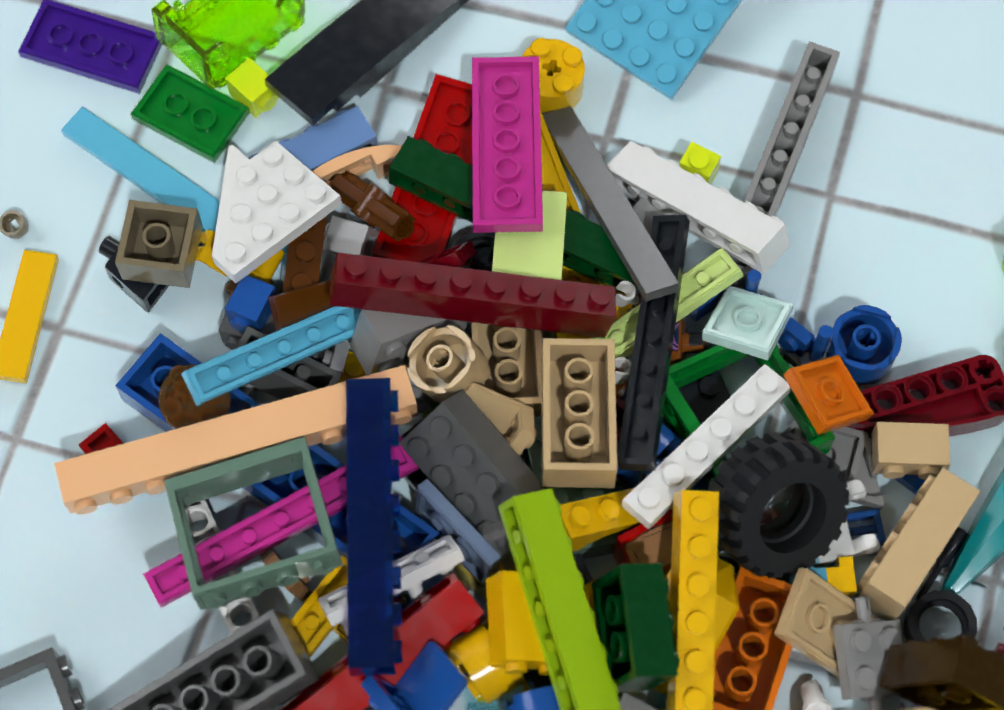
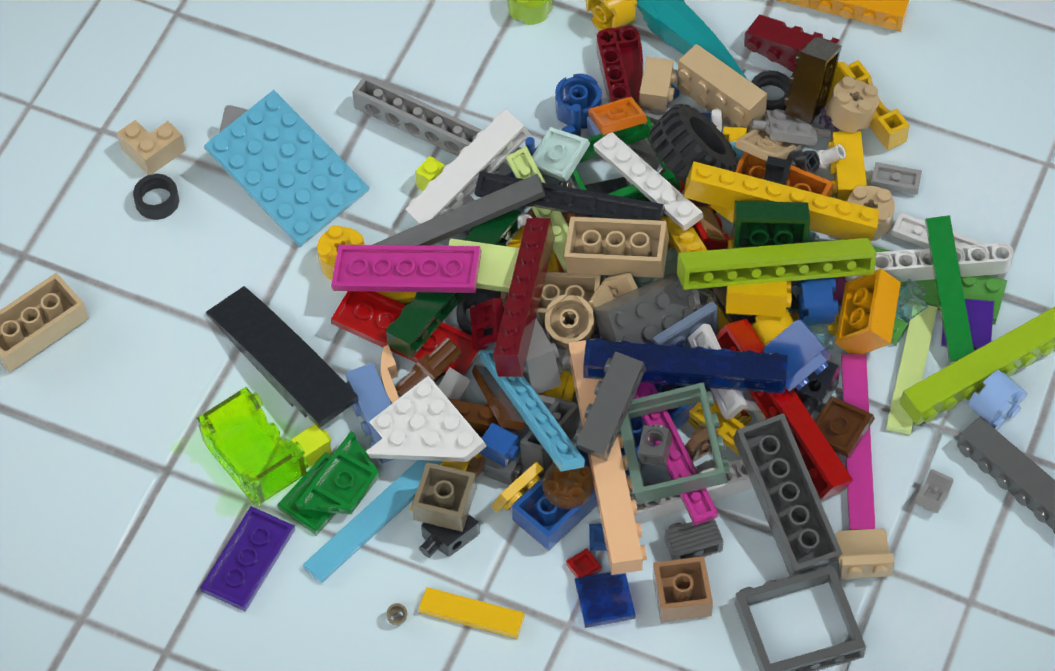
camera: 80 degrees left, 10 degrees down
(36, 477) = (604, 599): none -> clear blue tile
(58, 575) = (682, 589): none -> medium nougat brick
(129, 572) = (693, 541): none -> dark grey brick
(185, 332) = (521, 484): none -> yellow plate
(198, 128) = (341, 481): none -> green wing
(218, 483) = (659, 454): none -> dark grey brick
(281, 422) = (610, 405): none -> dark grey brick
(752, 637) = (777, 170): none -> black panel
(801, 680) = (806, 160): none -> black wheel

